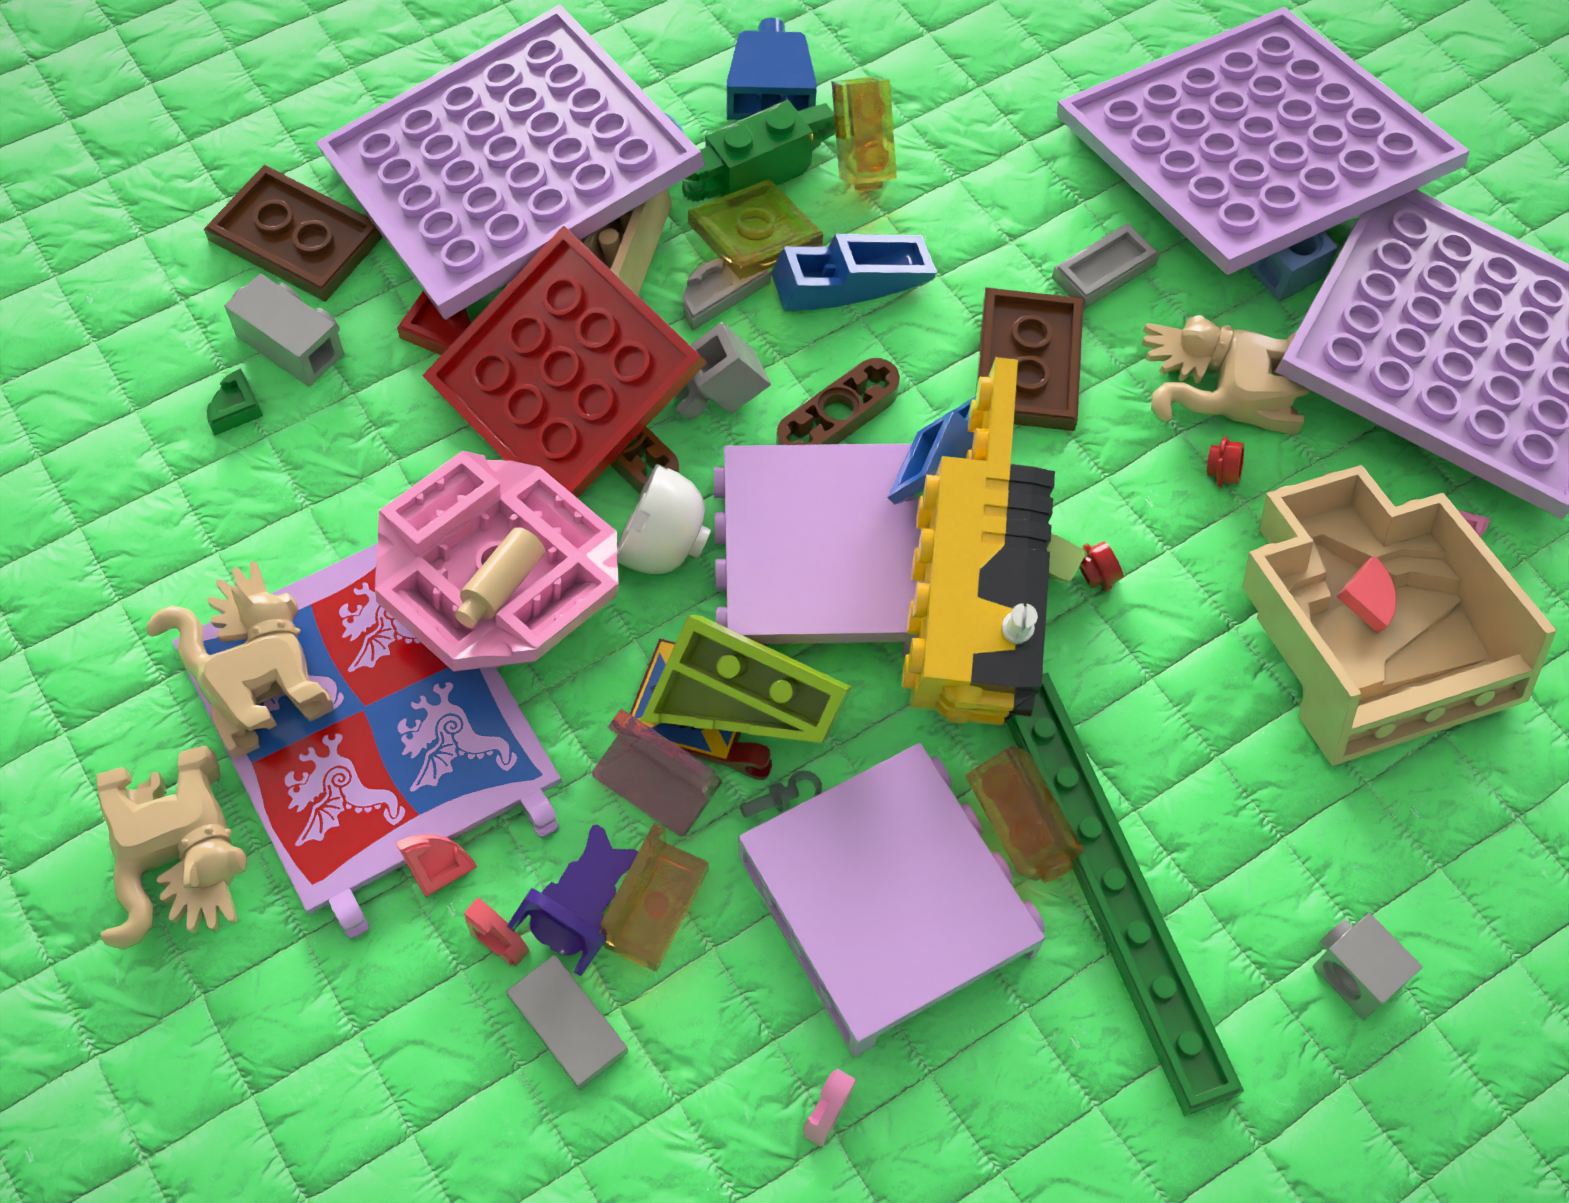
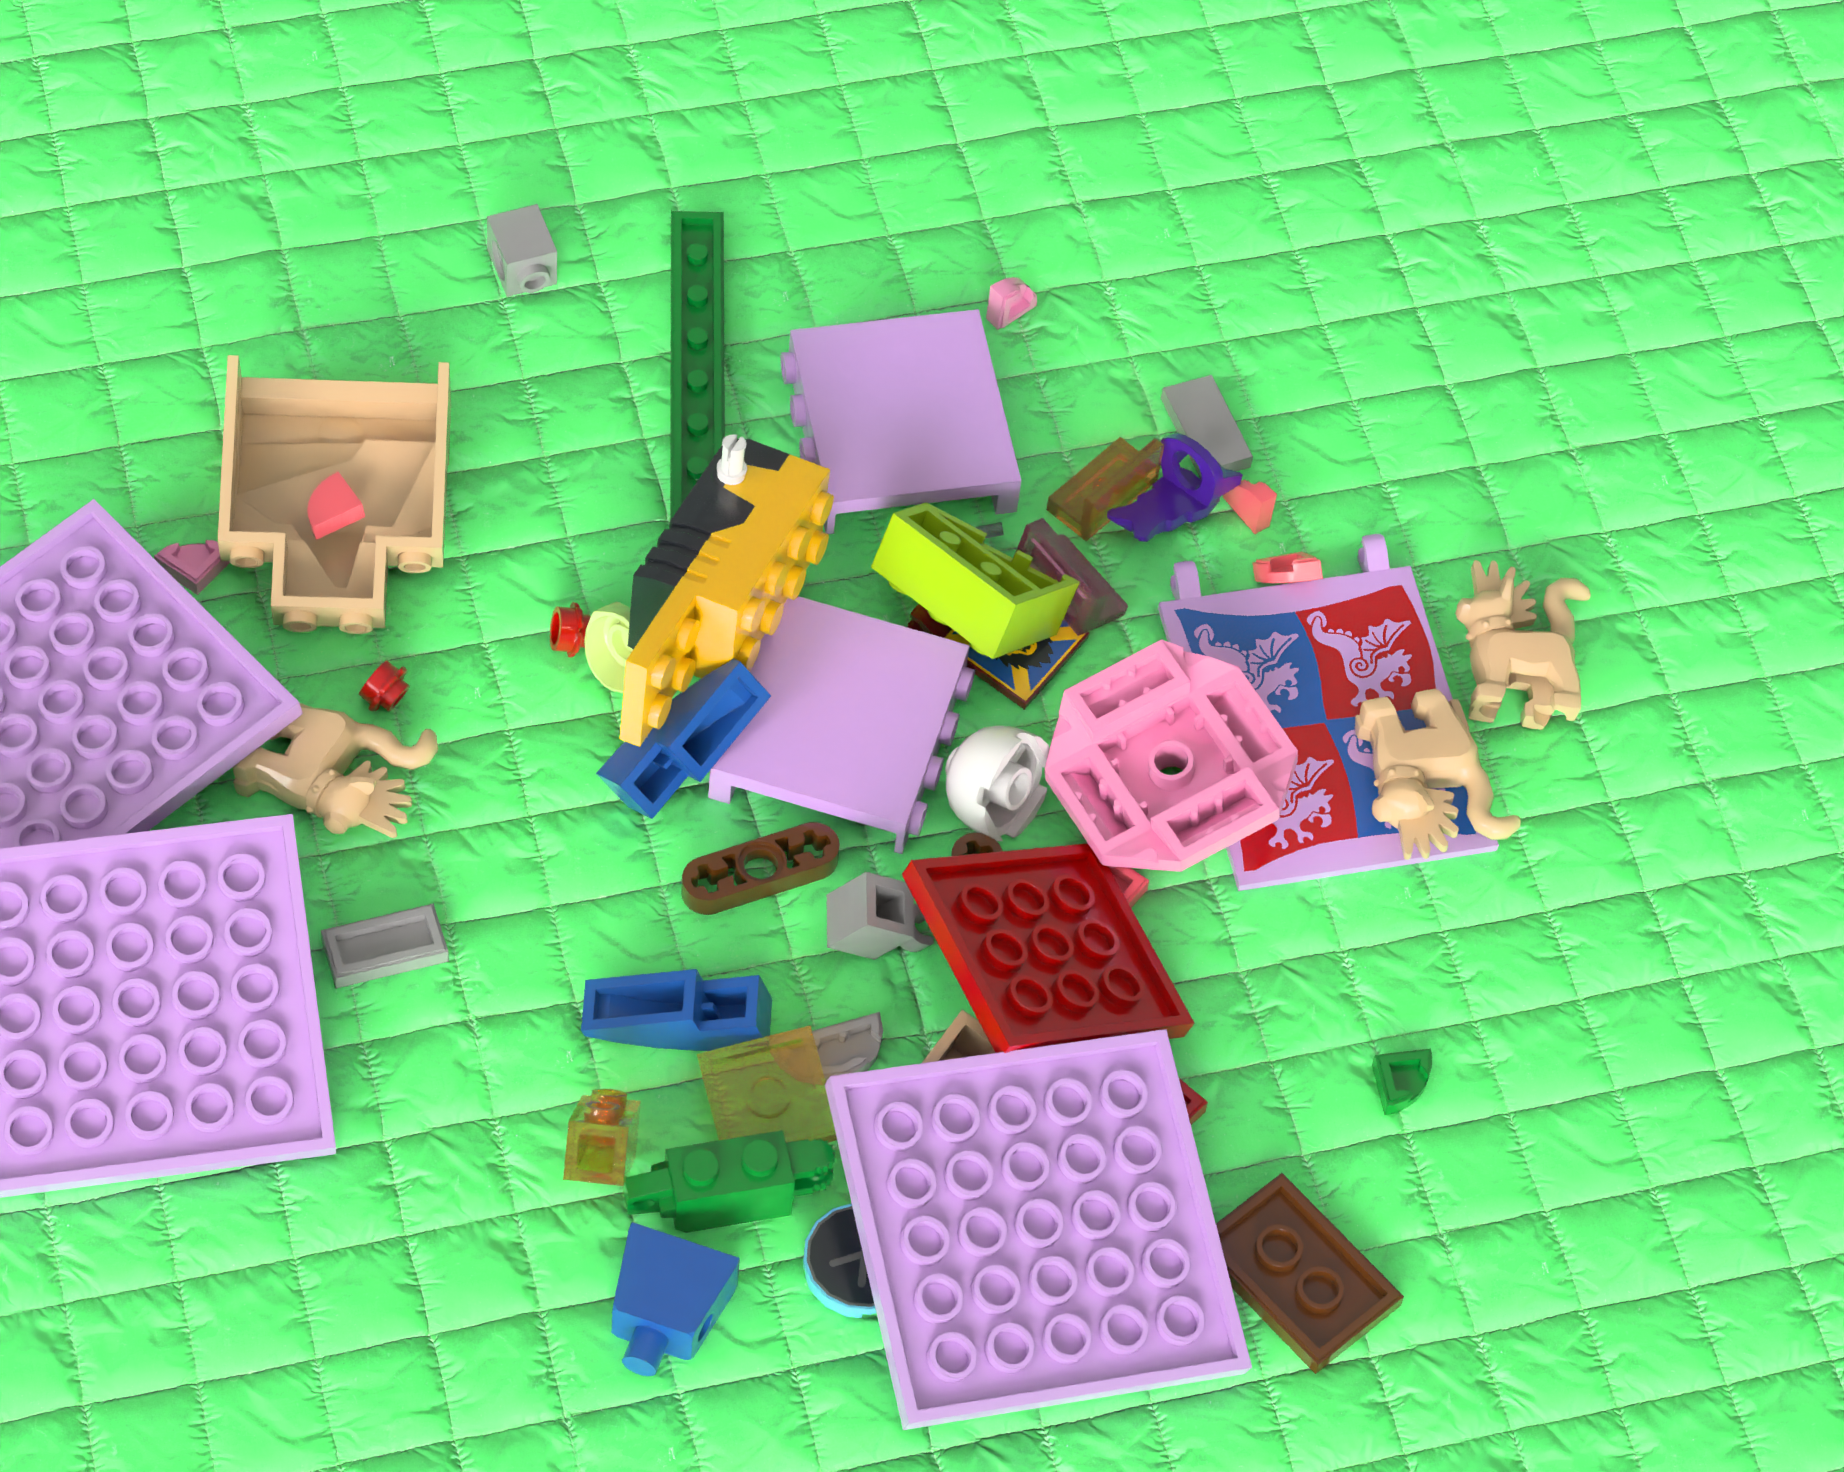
camera: 165 degrees left, 5 degrees down
(285, 328) = (1332, 1128): light grey brick -> none
(499, 577) = (1176, 720): tan cylinder -> none
(1025, 815) = (757, 411): clear orange brick -> none
(1046, 341) = (526, 868): reddish brown tile -> none

